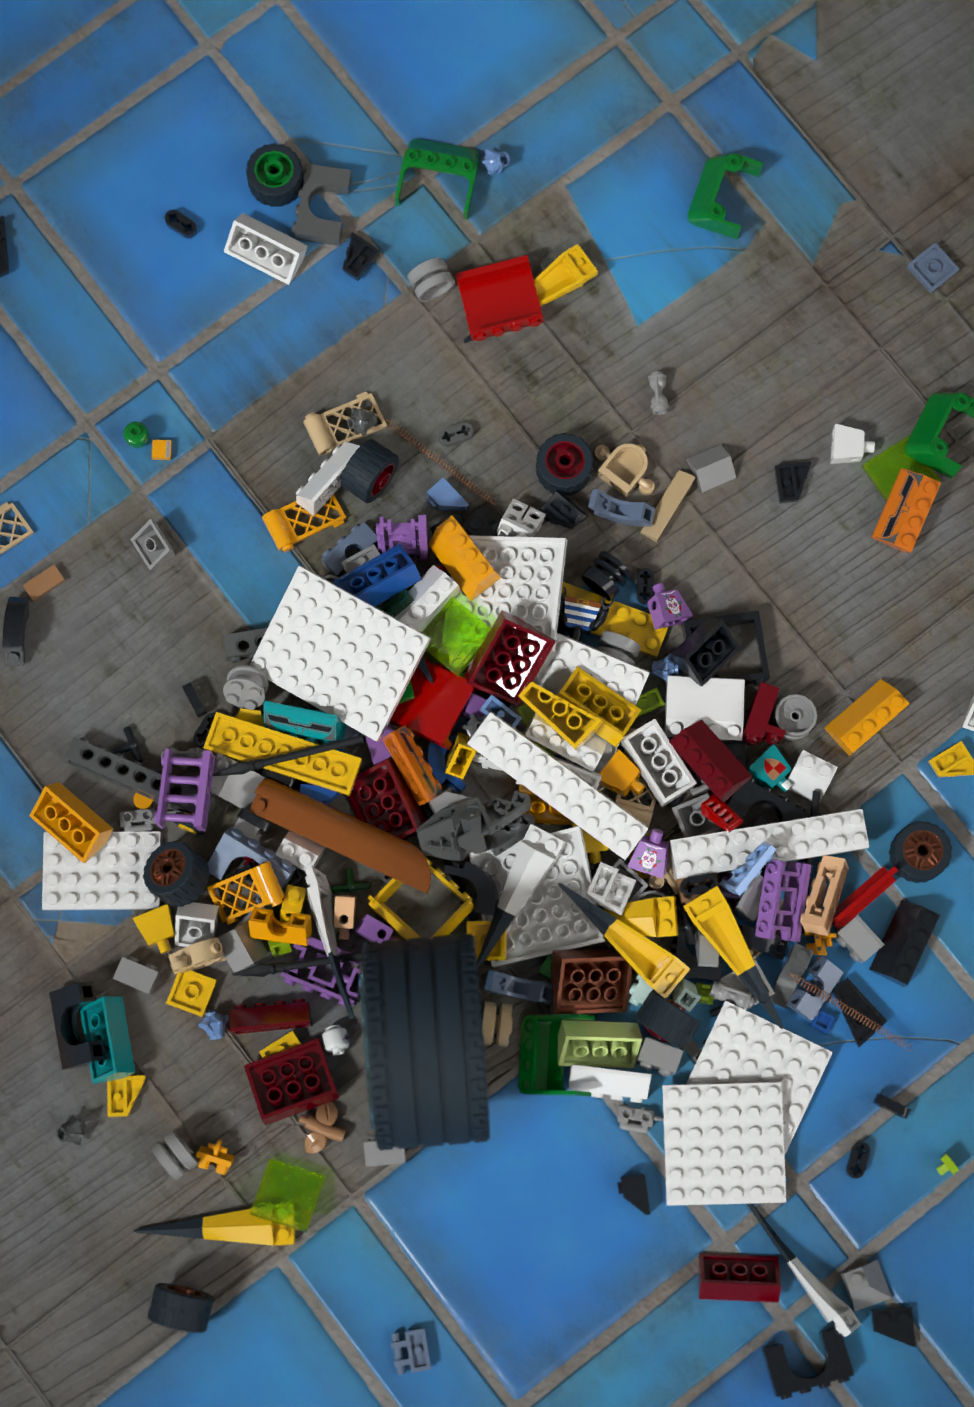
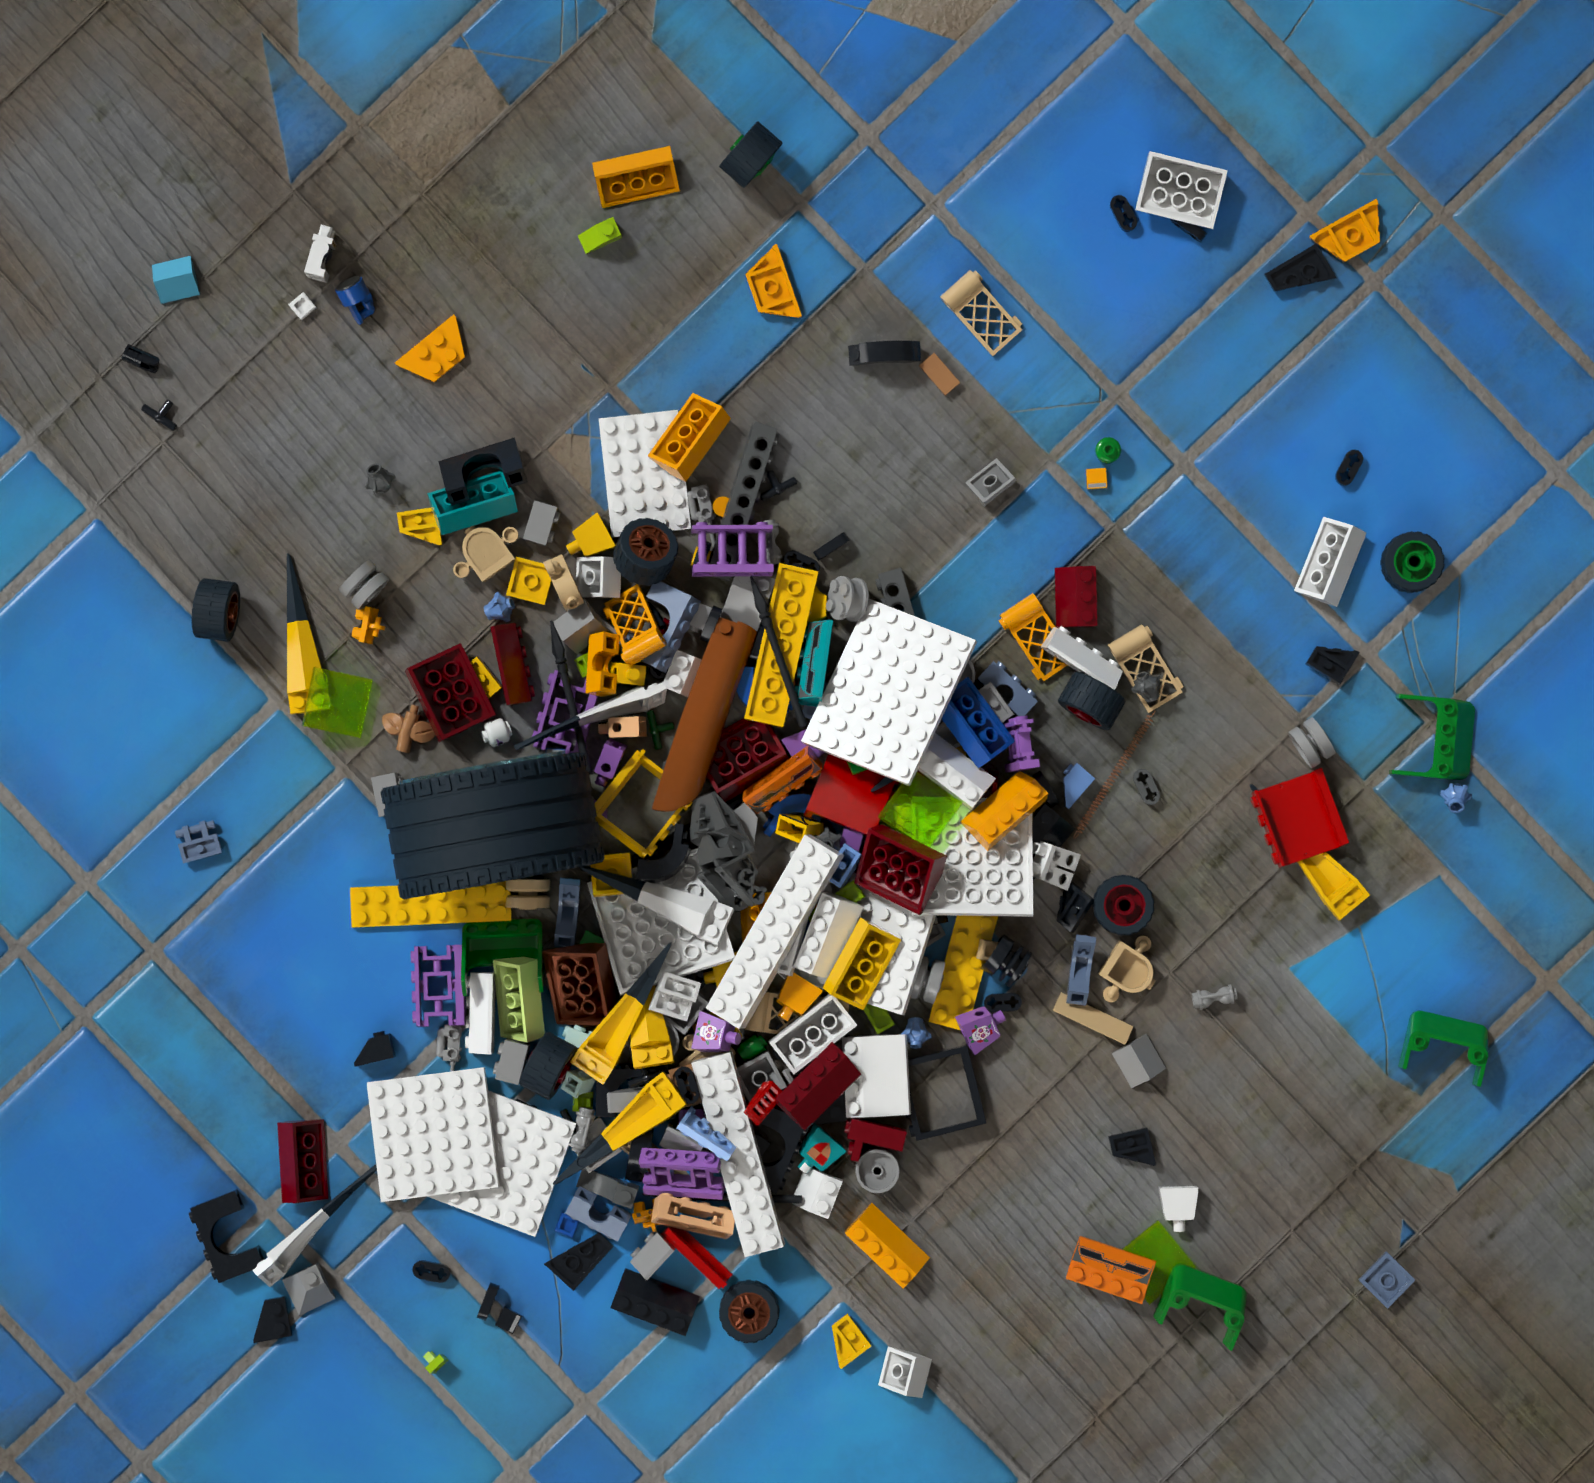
camera: 90 degrees right, 10 degrees up
(157, 1032) = (485, 552): none -> tan piece
(270, 478) = (1075, 596): none -> dark red slope
(318, 180) = (1412, 606): dark grey arch -> none
(398, 603) = (947, 745): clear green tile -> none
(497, 1156) = (385, 907): none -> yellow plate
(565, 718) = (843, 928): yellow wedge -> none
(579, 1105) = (422, 986): none -> medium lavender fence
(582, 615) = (960, 939): torso -> none
(594, 592) = (985, 949): none -> tan tile
(666, 823) = (752, 1047): none -> green brick
(706, 650) = (934, 1071): black slope -> none
(852, 1012) = (576, 1253): nougat piece -> none
(911, 1088) = (508, 1320): none -> black tile

